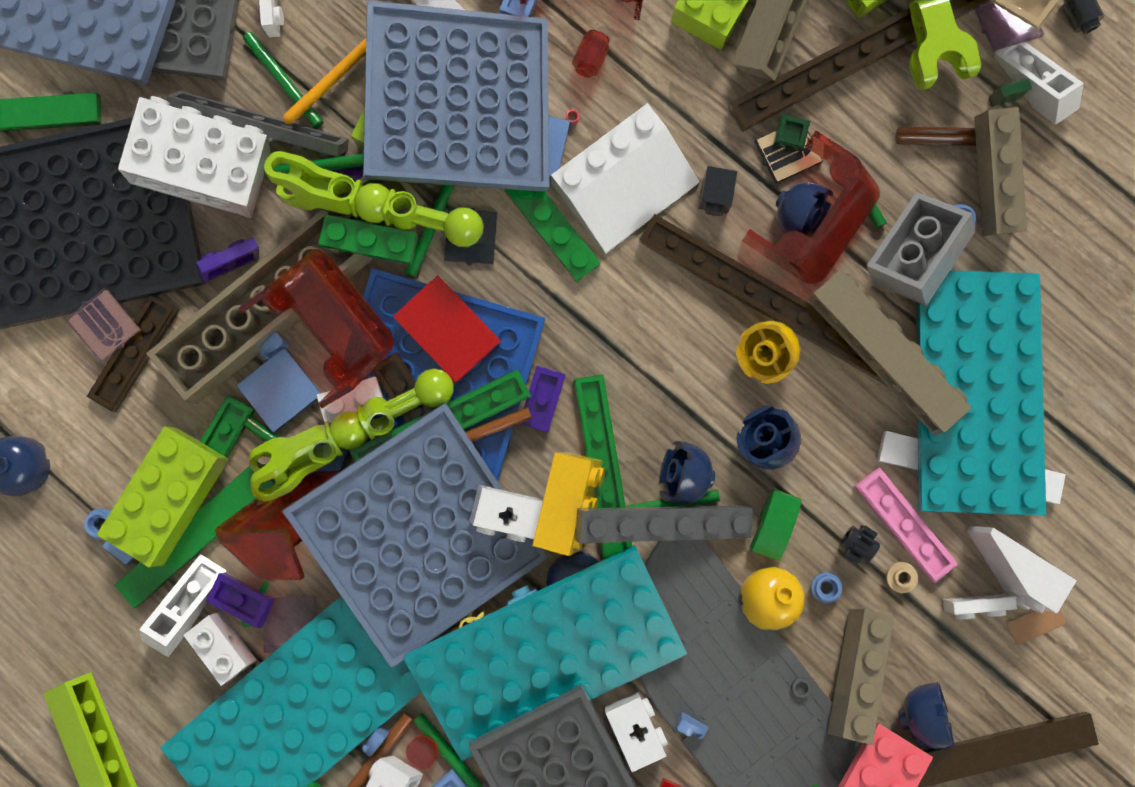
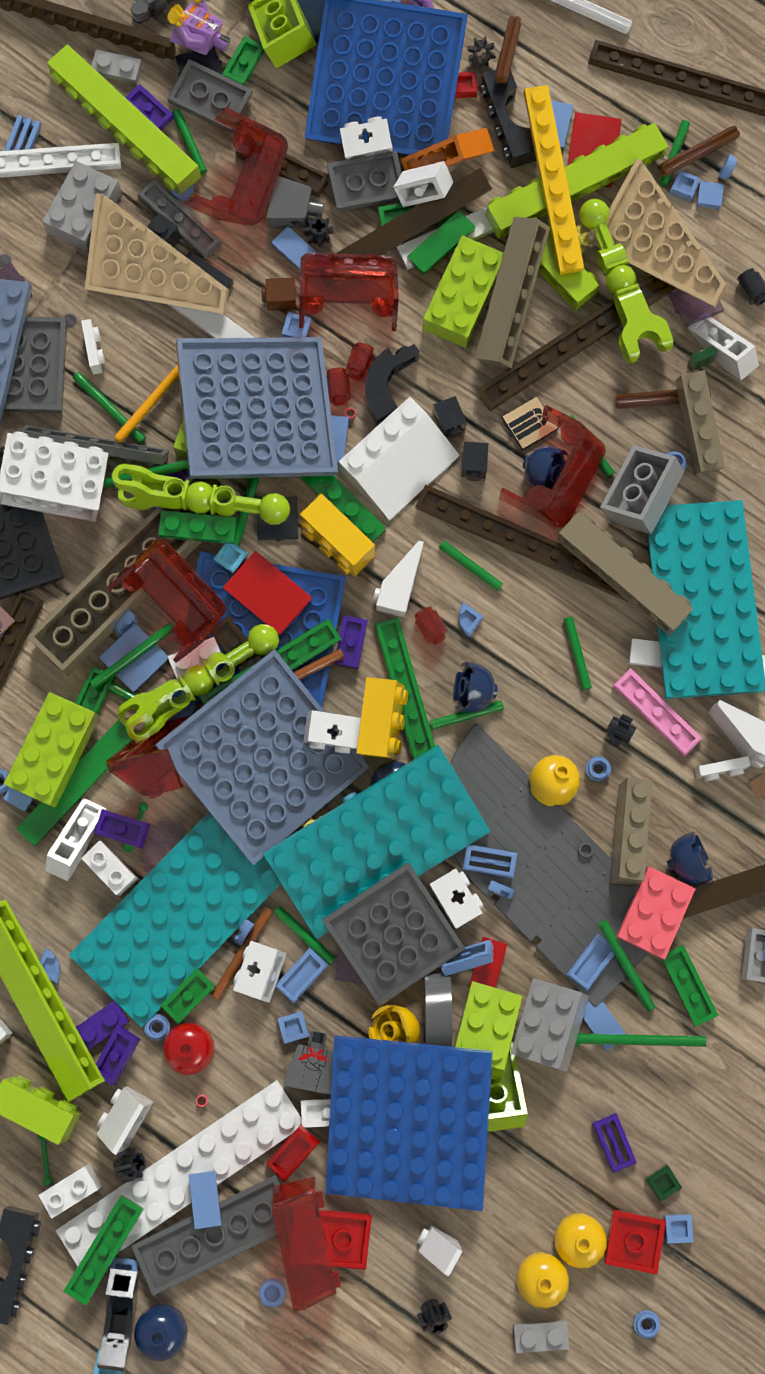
camera: 10 degrees left, 5 degrees down
(138, 756) = (51, 965): none -> medium blue tile
(237, 255) = (86, 554): dark purple plate -> none
(274, 389) = (132, 656): none -> green bar
(407, 280) = (230, 557): none -> medium azure tile
(422, 752) = (283, 935): clear red tile -> none
(538, 267) = (337, 536): none -> yellow brick
(561, 81) = (338, 386): none -> clear red brick
(607, 336) = (398, 585): none -> white slope
(616, 67) = (383, 368): none -> black arch
(641, 389) = (430, 625): none -> clear red brick
(656, 680) = (468, 857): none -> medium blue tile
(663, 523) = (460, 727): dark grey plate -> none
(688, 385) = (468, 619): none -> medium blue tile
(692, 133) = (449, 417): none -> black brick
(698, 319) = (470, 565): none -> green bar
(768, 351) = (528, 583): yellow cylinder -> none
(769, 438) = (537, 652): dark blue cylinder -> none
(776, 525) = (551, 722): green slope -> none
(791, 132) = (529, 408): dark green tile -> none
(816, 441) = (577, 653): none -> green bar
(893, 573) = (652, 759): tan plate -> none

